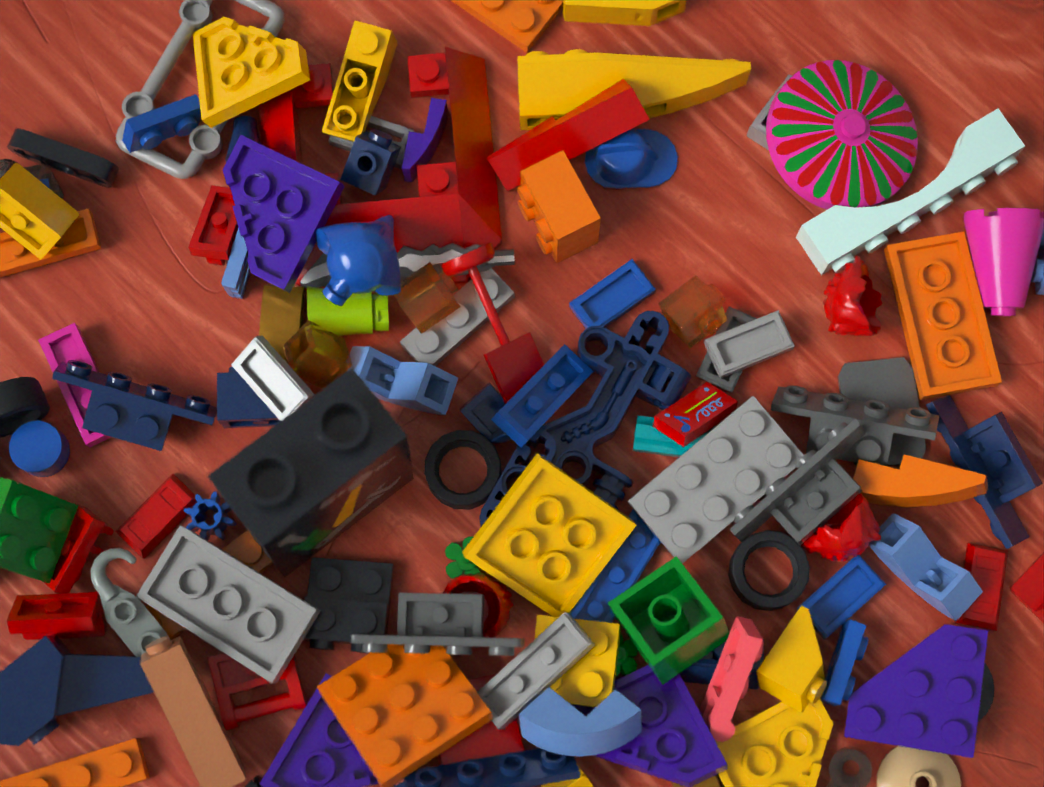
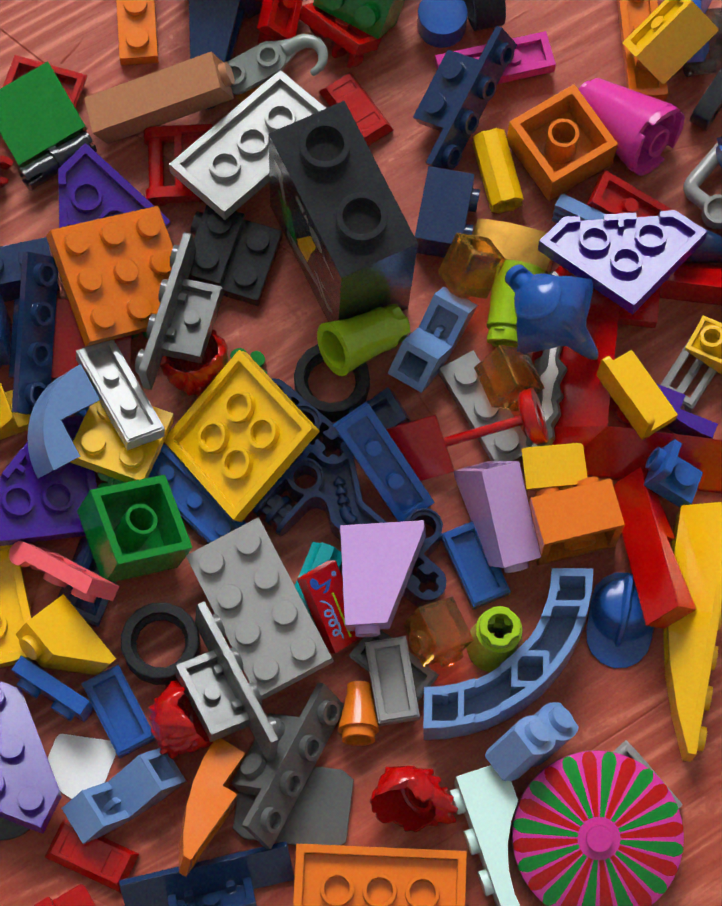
camera: 100 degrees right, 5 degrees down
(126, 240) = (636, 122): none -> dark pink cone
(163, 297) = (561, 142): none -> orange brick
(201, 357) = (497, 170): none -> yellow axle
(271, 378) = (453, 216): tile -> none
(371, 161) = (663, 354): dark blue brick -> none
(424, 169) = (636, 394): none -> yellow panel
(432, 449) = (361, 337): none -> lime plant
(492, 128) = (671, 475): none -> blue bracket
(514, 228) = (554, 466): none -> yellow slope
(561, 278) = (500, 512): none -> lavender slope
(659, 371) = (376, 571): none -> lavender slope
(675, 265) = (487, 650): none -> lime plant
(712, 222) = (522, 677): none -> medium blue brick
(779, 202) = (531, 741): none -> medium blue brick
(786, 369) = (358, 717): none -> orange cone
(900, 621) = (80, 762): none -> white sticker

